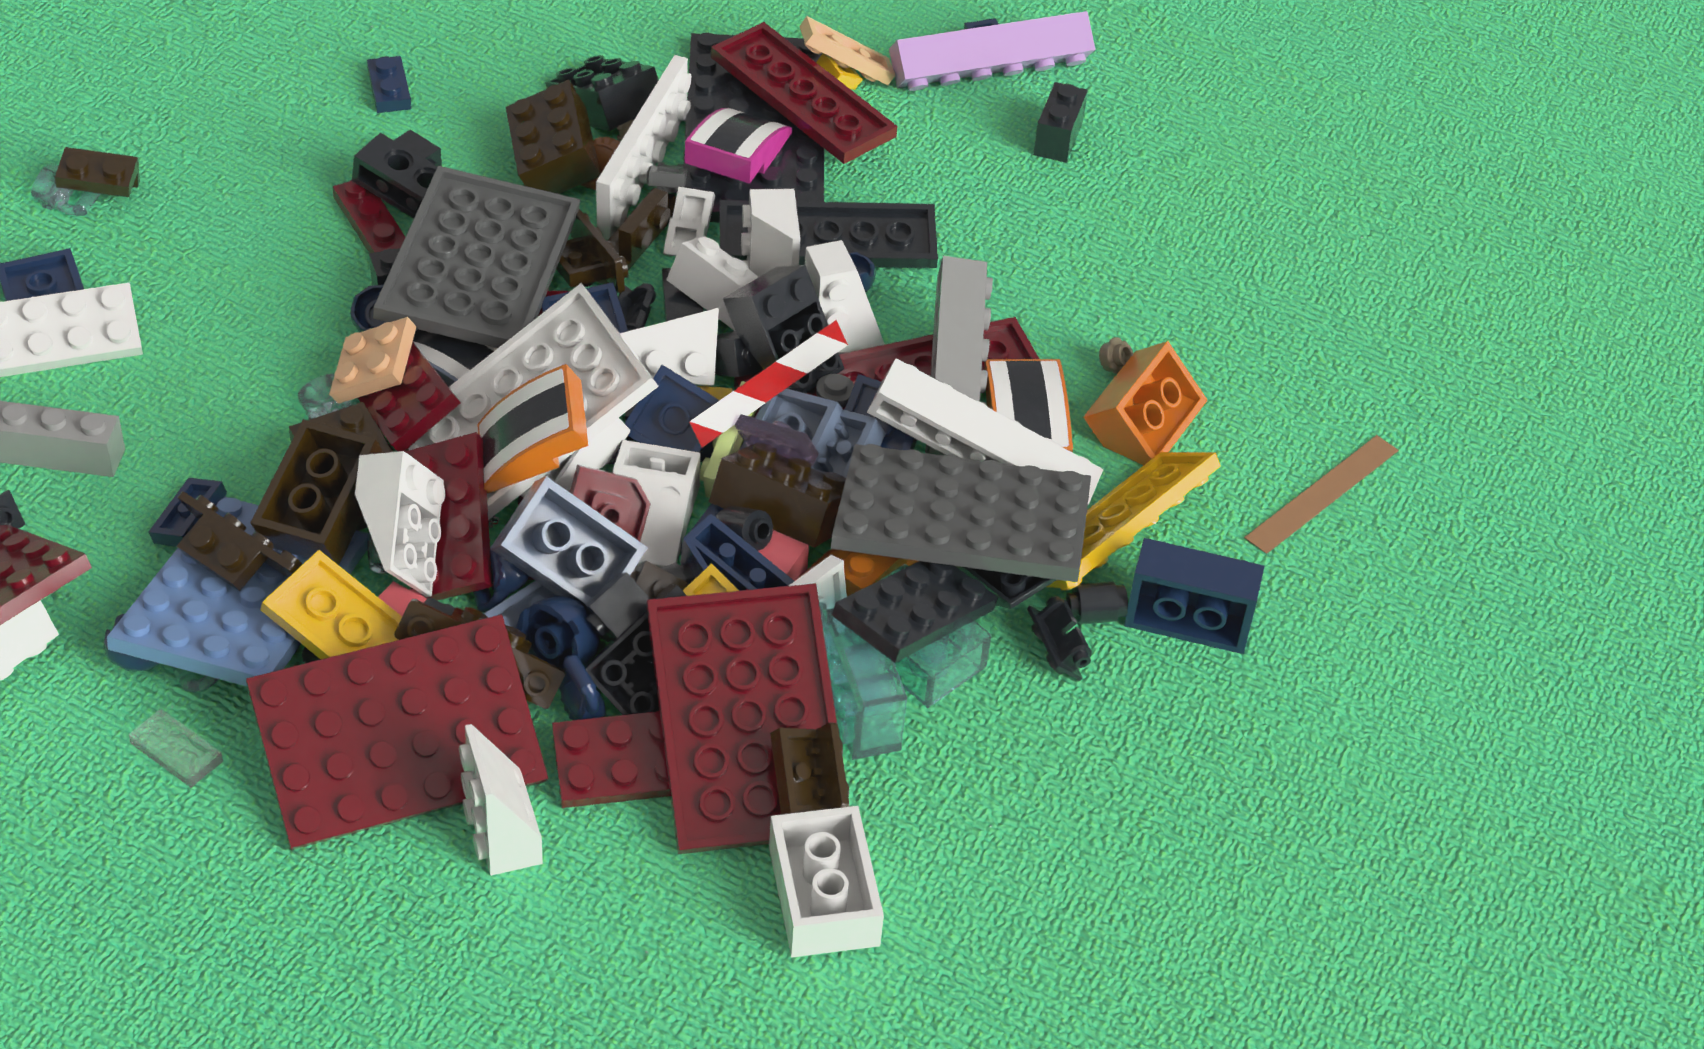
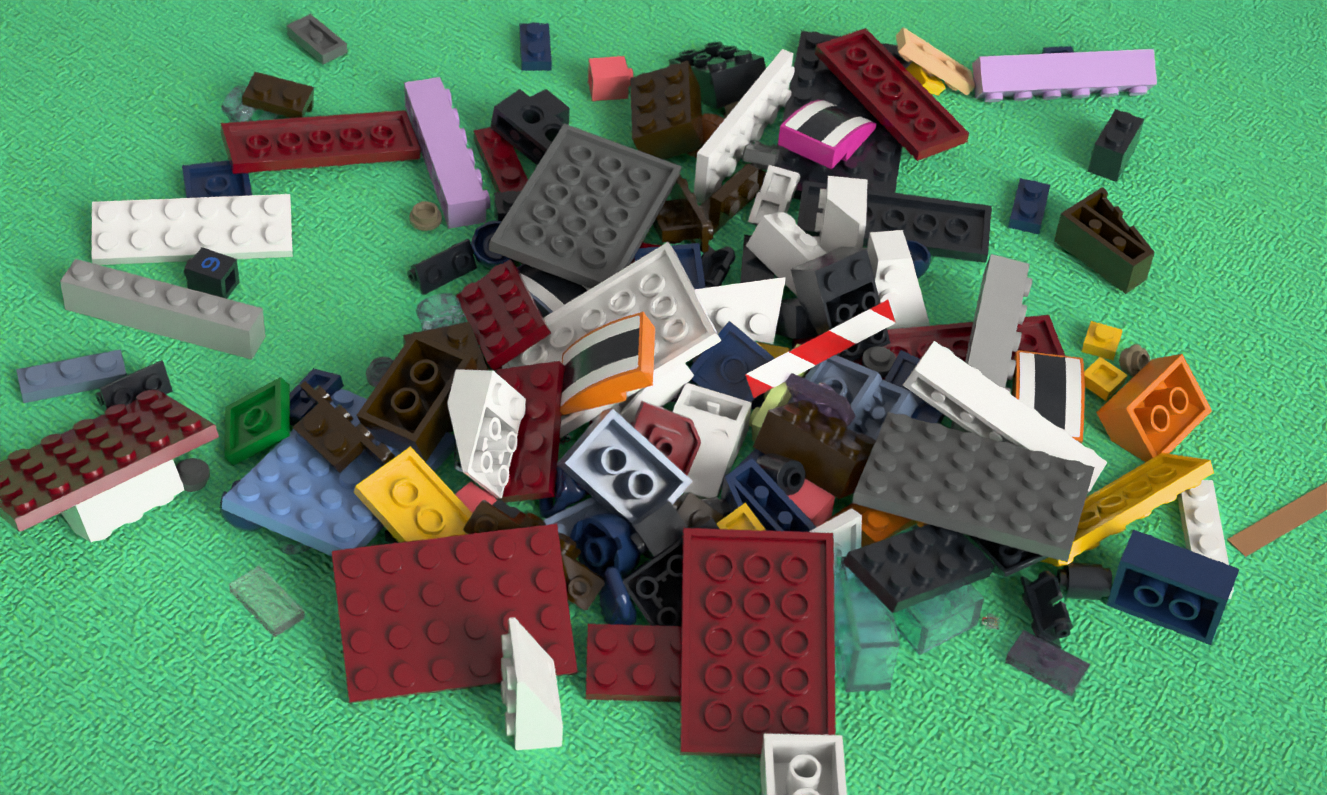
camera: 10 degrees right, 0 degrees up
(51, 383) = (212, 273): none -> black brick
(66, 615) = (193, 474): none -> dark grey plate
(131, 102) = (316, 39): none -> dark grey plate
(132, 545) = (257, 421): none -> green plate
(154, 219) = (319, 141): none -> dark red plate
(264, 471) = (377, 370): none -> plate
(291, 290) = (425, 216): none -> dark tan plate
(304, 215) = (445, 153): none -> lavender brick
(319, 345) = (443, 267): none -> black hinge
(373, 360) = (483, 286): light nougat plate -> none
(480, 110) = (609, 78): none -> coral brick
(809, 769) = (804, 697): dark brown bracket -> none
(975, 200) = (1029, 206): none -> dark blue plate
(1002, 660) = (991, 622): none -> clear piece
(1065, 229) = (1105, 242): none -> wedge
(1070, 697) = (1047, 663): none -> plate
(1077, 338) = (1102, 340): none -> yellow plate
(1085, 379) = (1103, 378): none -> yellow plate
(1214, 520) = (1202, 522): none -> white plate

